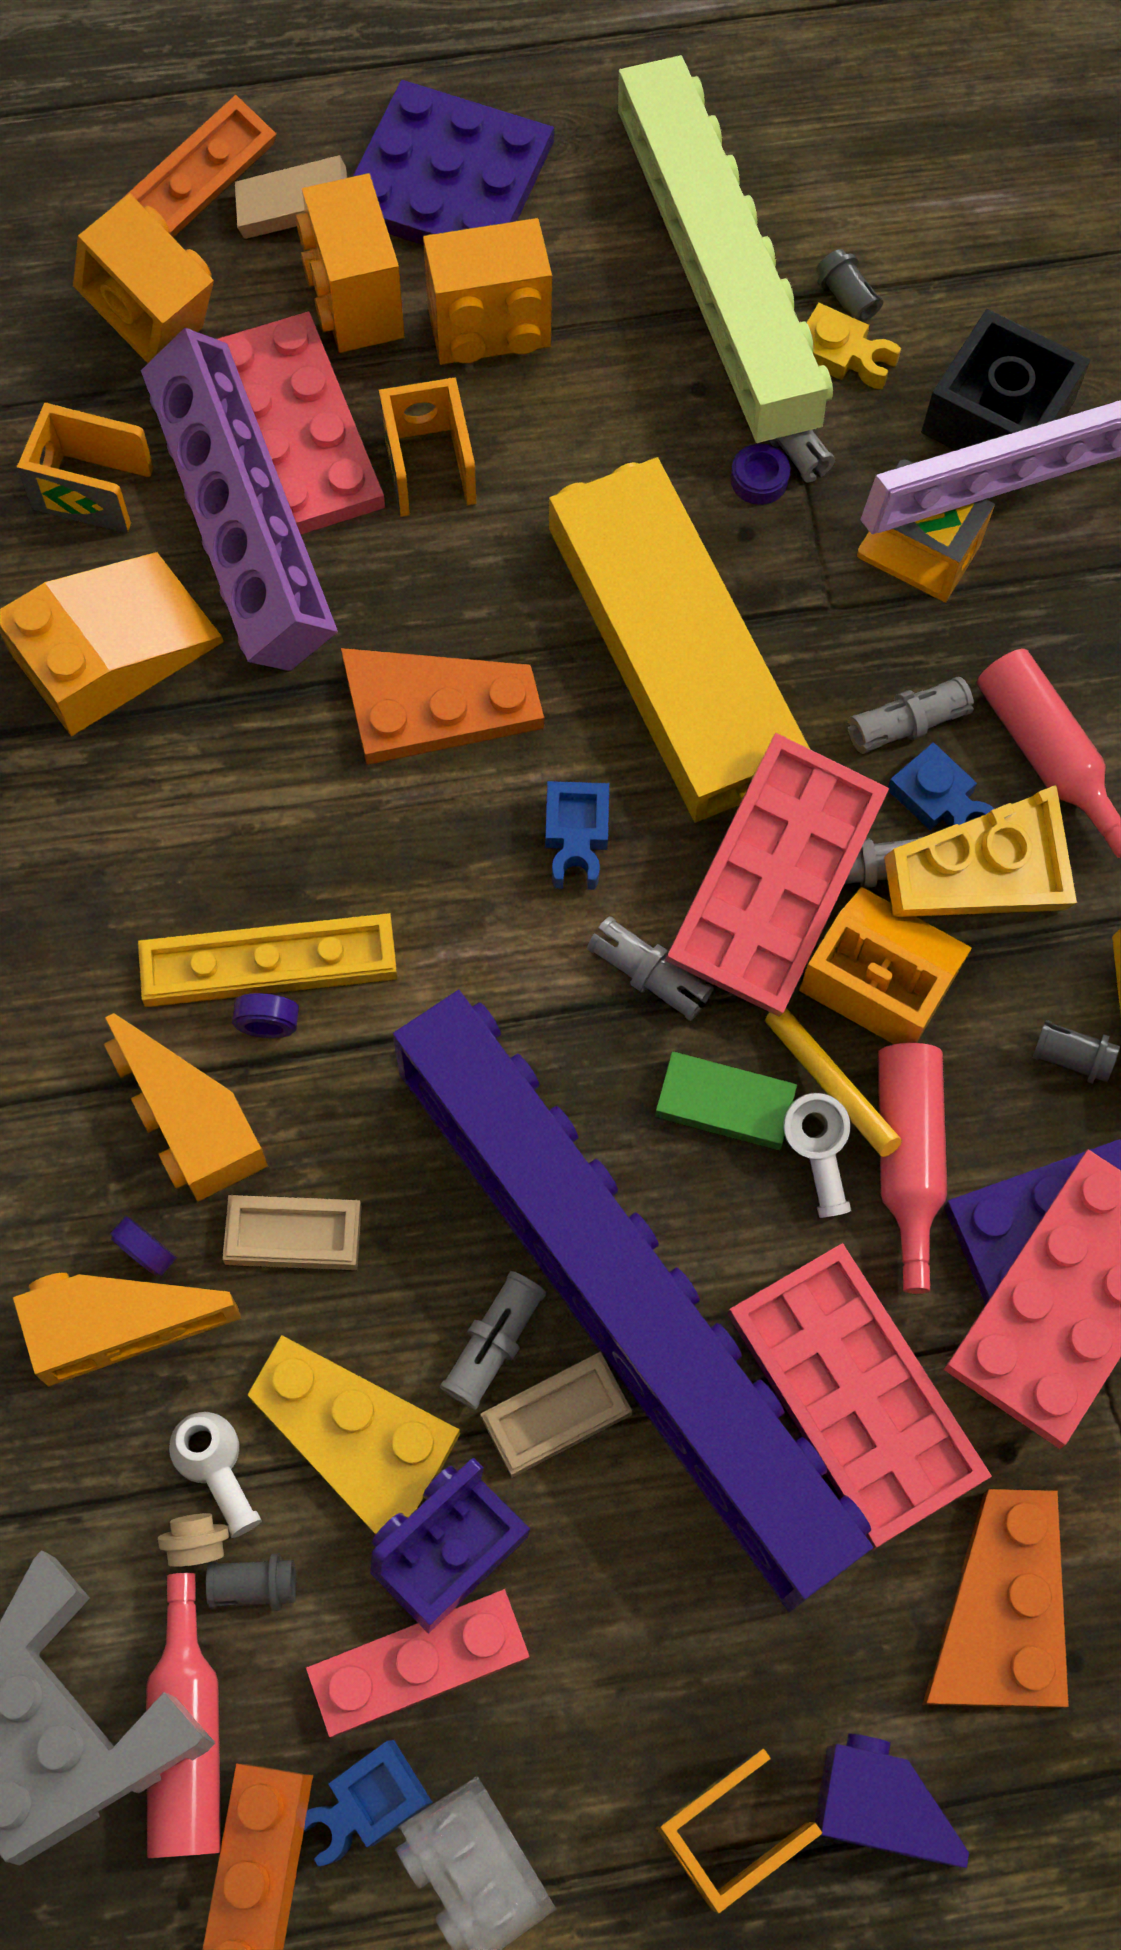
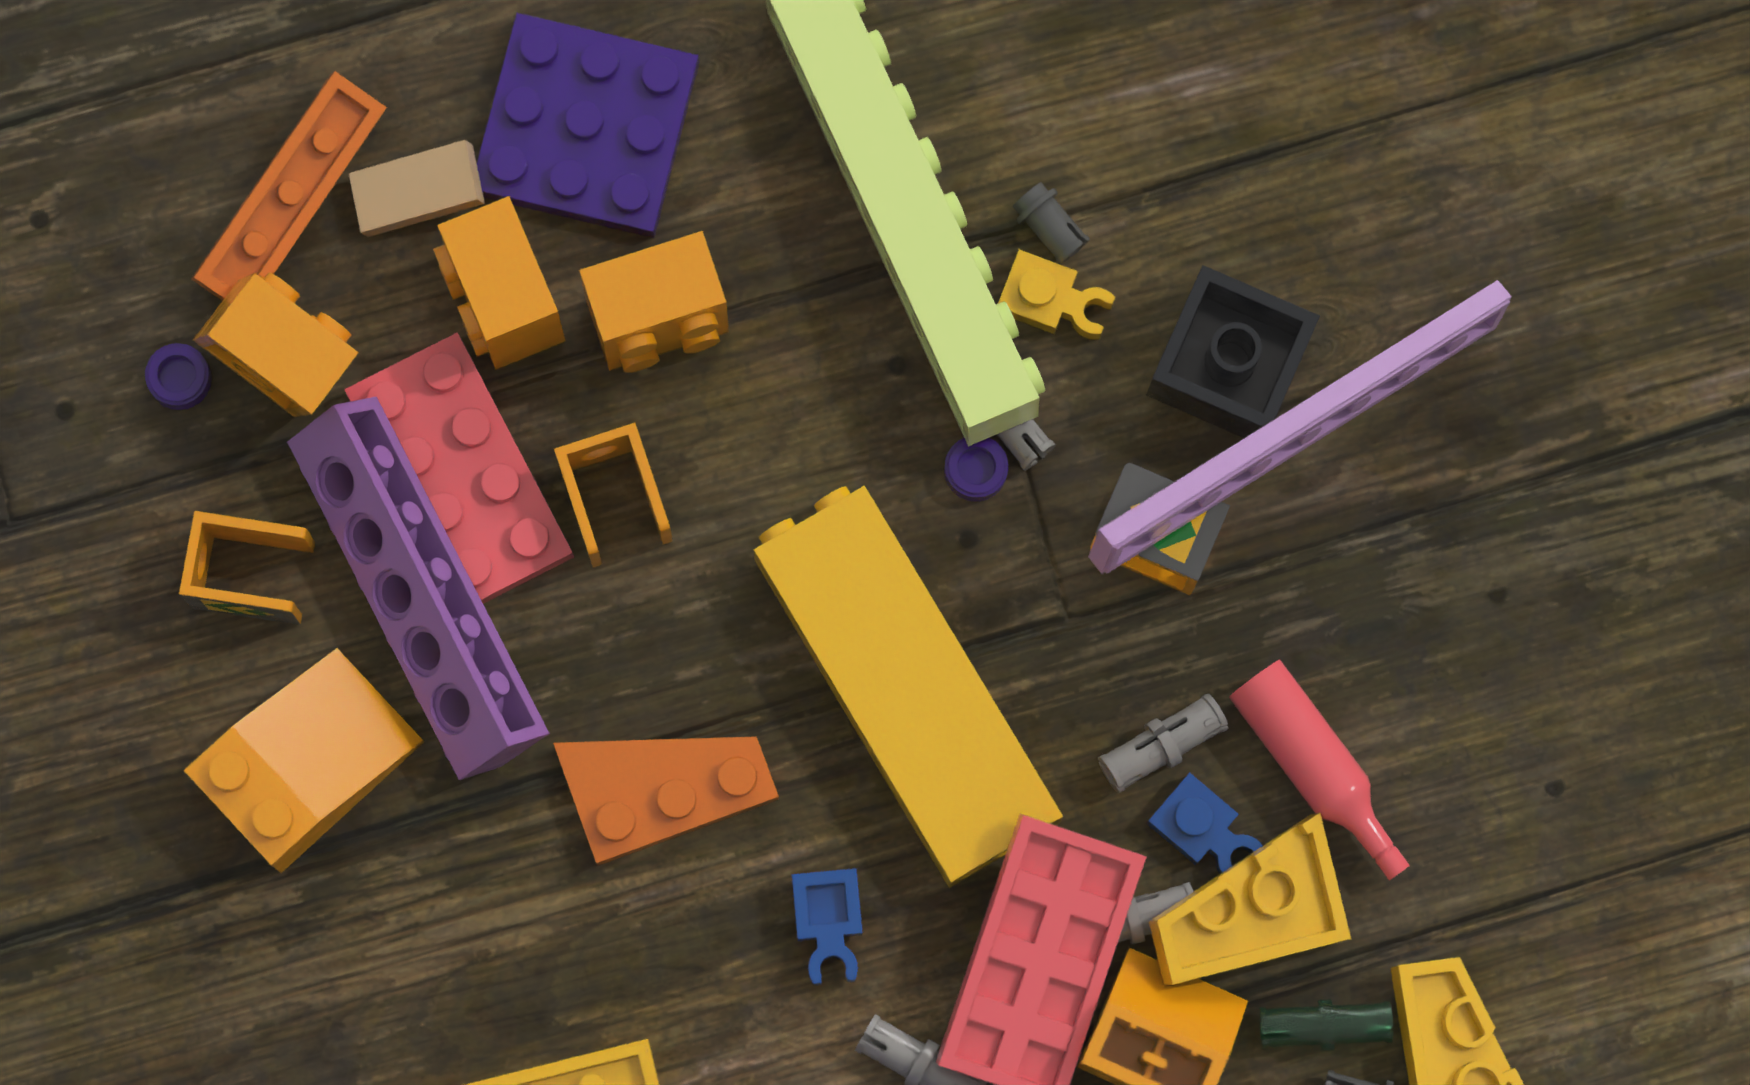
camera: 10 degrees left, 10 degrees up
(56, 323) = (178, 376): none -> dark purple tile
(1046, 979) = (1326, 1025): none -> clear green pin

